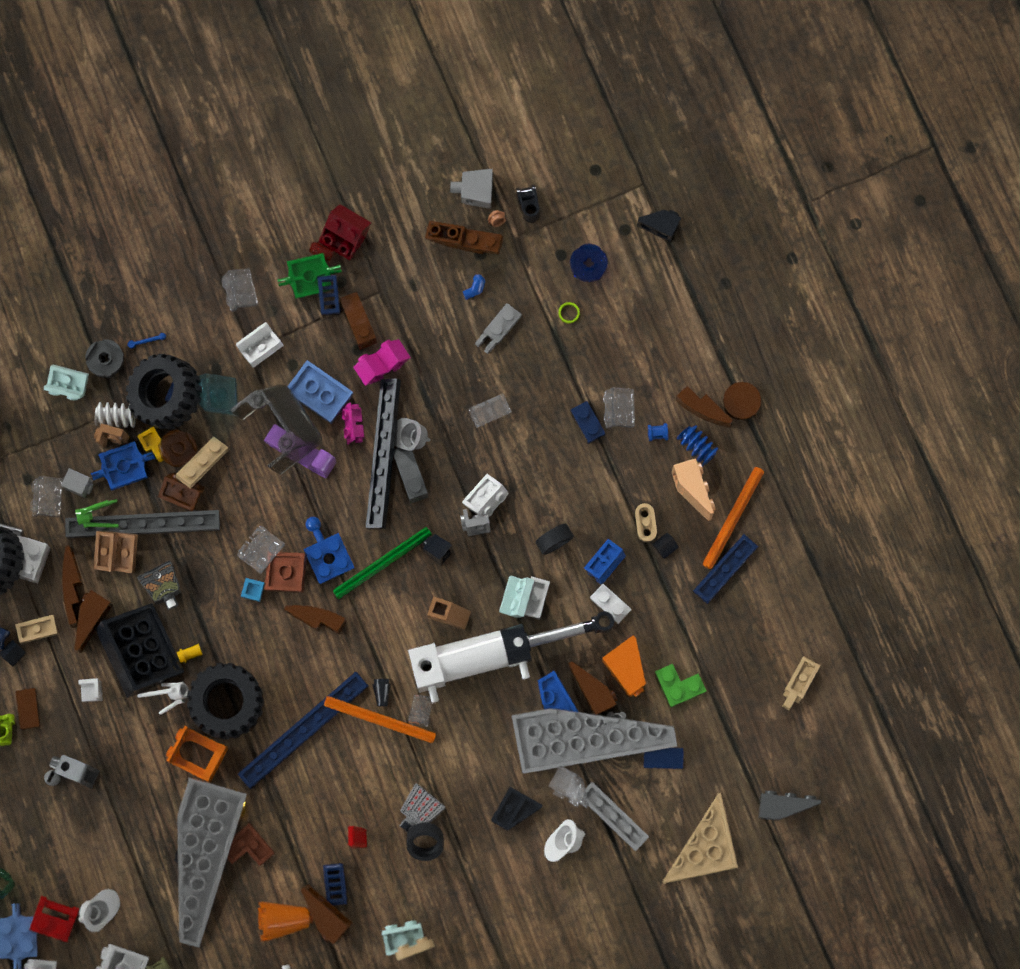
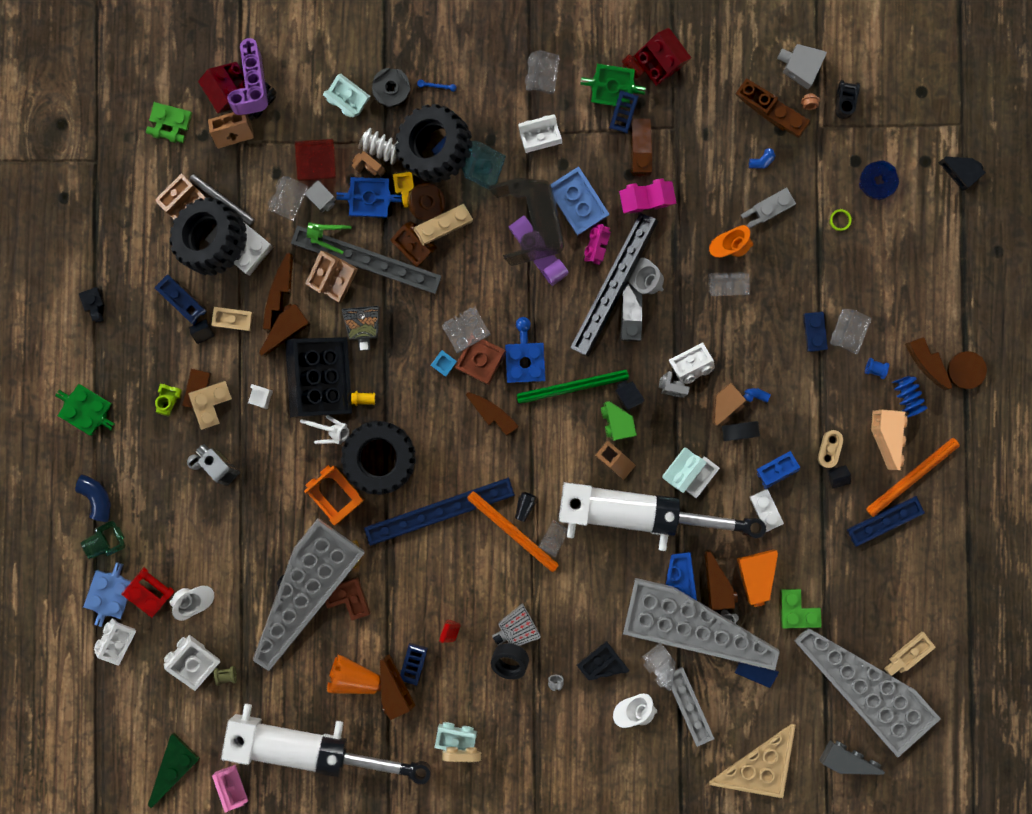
camera: 15 degrees right, 10 degrees up
(39, 716) = (203, 402): none -> tan plate
(59, 451) = (315, 159): none -> clear red plate
(438, 576) = (619, 422): none -> bright green slope
(477, 372) = (733, 242): none -> orange piece
(477, 846) = (552, 682): none -> light grey hinge
(531, 519) = (725, 403): none -> medium nougat slope
(556, 500) = (757, 393): none -> blue arm
(791, 736) = (881, 700): none -> light grey wing

